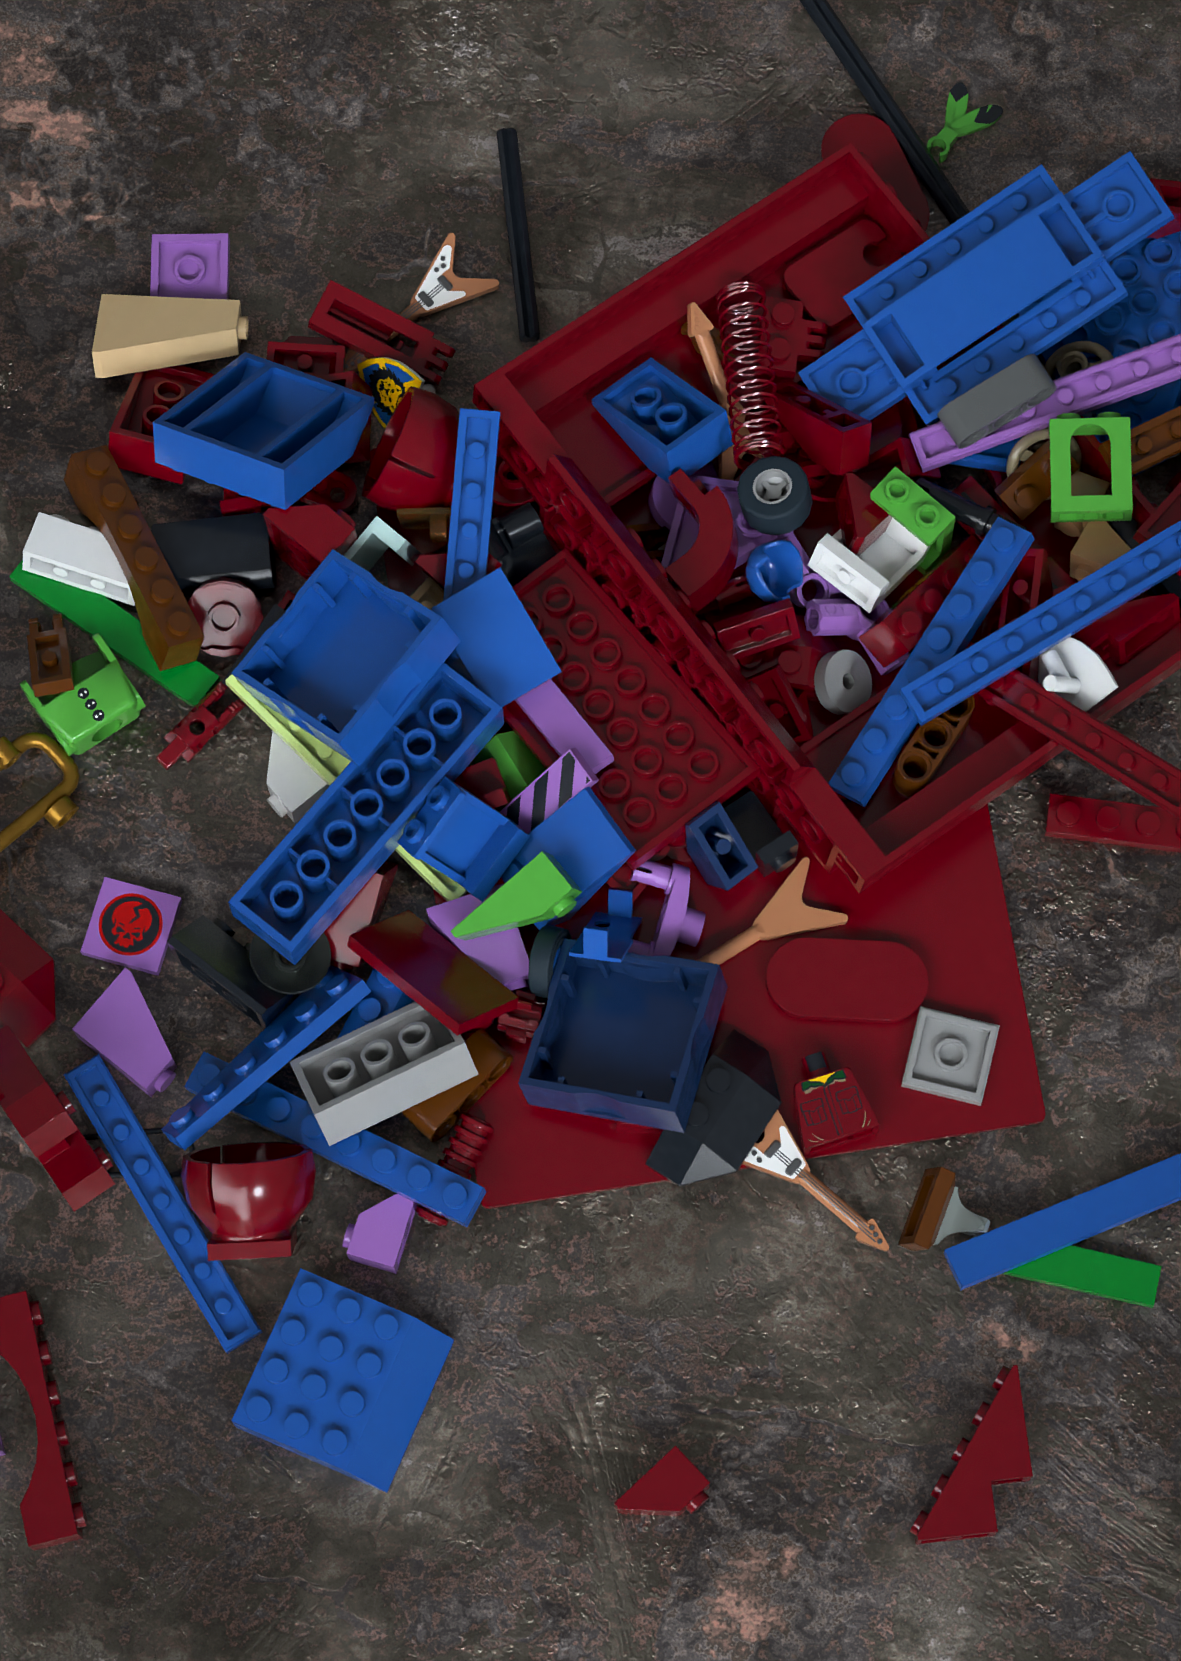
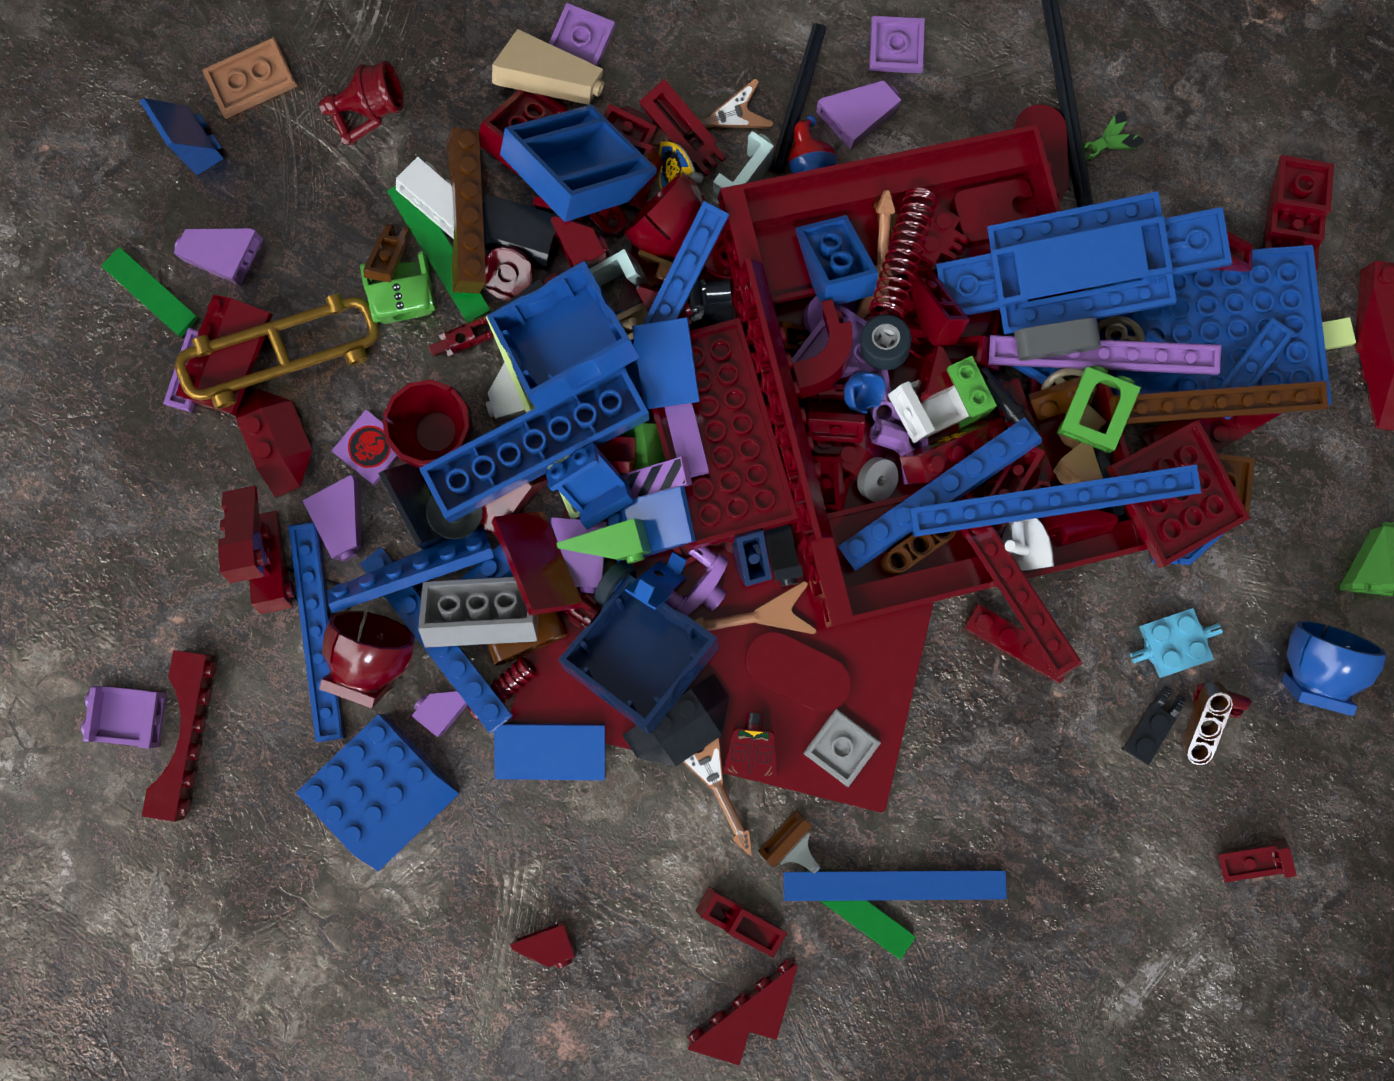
camera: 20 degrees right, 10 degrees up
(204, 849) = (426, 422): none -> dark red plate
(500, 323) = (760, 151): none -> light aqua panel
(556, 1227) = (550, 751): none -> blue tile
(562, 298) = (807, 151): none -> piece
(607, 219) = (858, 111): none -> medium lavender slope
(620, 114) = (896, 44): none -> medium lavender plate
(916, 1346) = (740, 922): none -> dark red slope

